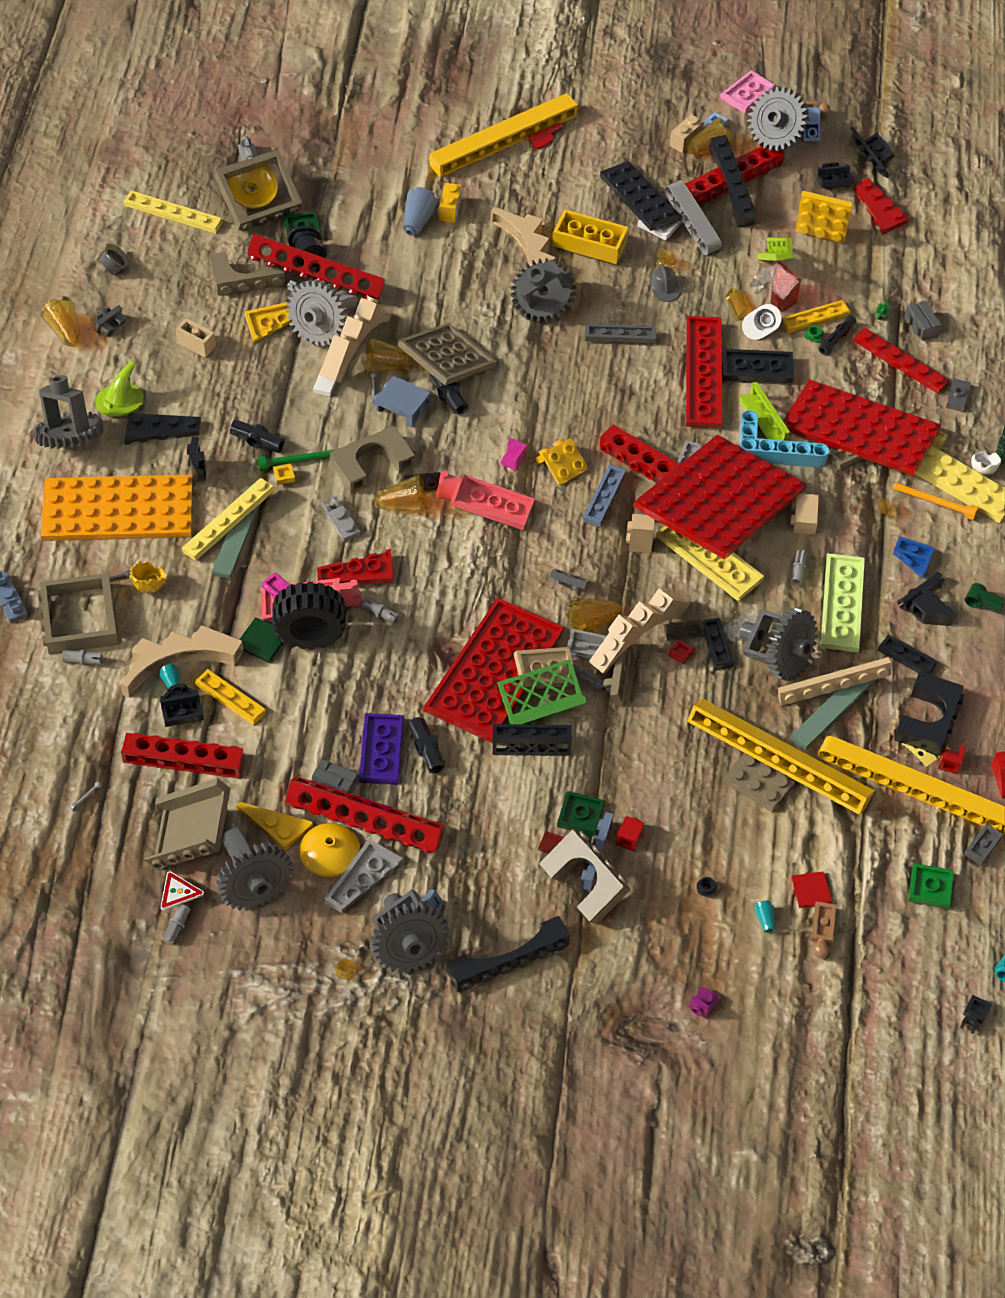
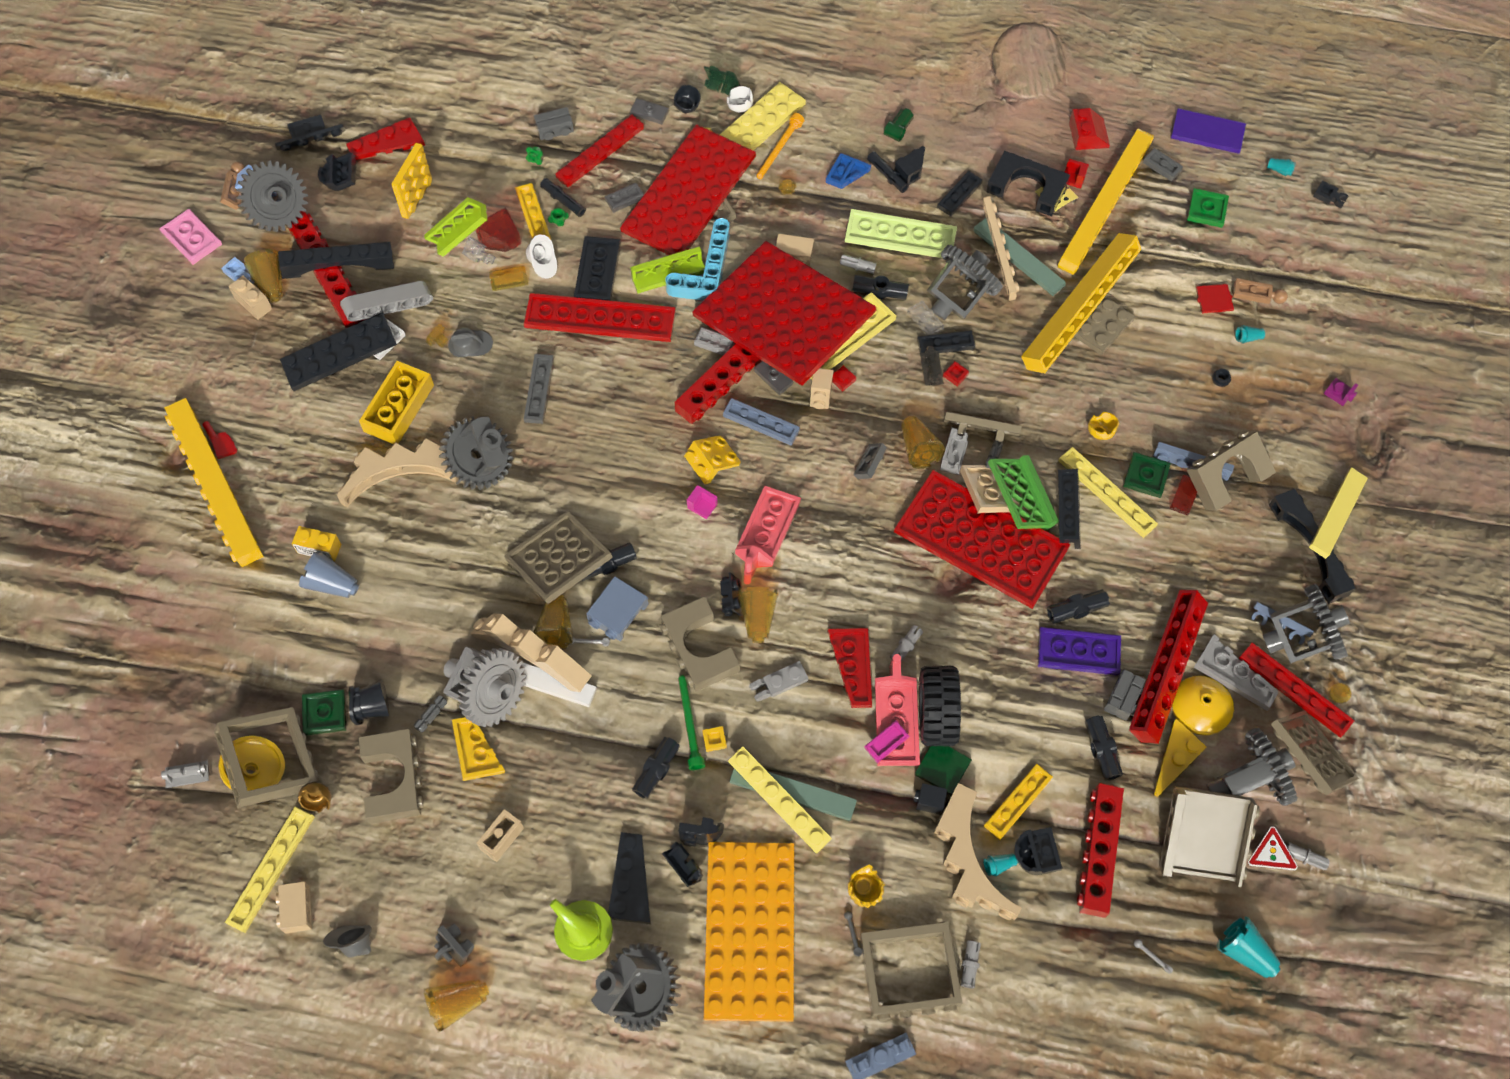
camera: 85 degrees left, 10 degrees up
(86, 863) = (1249, 948): none -> teal cone
(141, 226) = (294, 907): none -> tan brick
(170, 457) = (688, 871): none -> black hinge
(228, 226) = (315, 797): none -> pearl gold hair
(231, 624) = (930, 798): none -> black brick
(258, 243) = (375, 749): red brick -> none
(272, 920) = (1314, 752): none -> dark tan plate
(281, 761) = (1103, 747): none -> black piece
(345, 928) = (1297, 690): none -> red plate
(546, 976) = (1338, 513): none -> light yellow tile
(557, 778) = (1109, 492): none -> light yellow tile
(626, 630) = (941, 388): tan arch -> none
(629, 770) = (1103, 426): none -> yellow hair
(630, 833) = (1171, 432): red brick -> none
(663, 559) = (843, 378): none -> red plate
(771, 584) = (889, 288): none -> black piece
(846, 380) = (624, 197): none -> flat silver plate
(975, 419) = (687, 99): none -> black hair

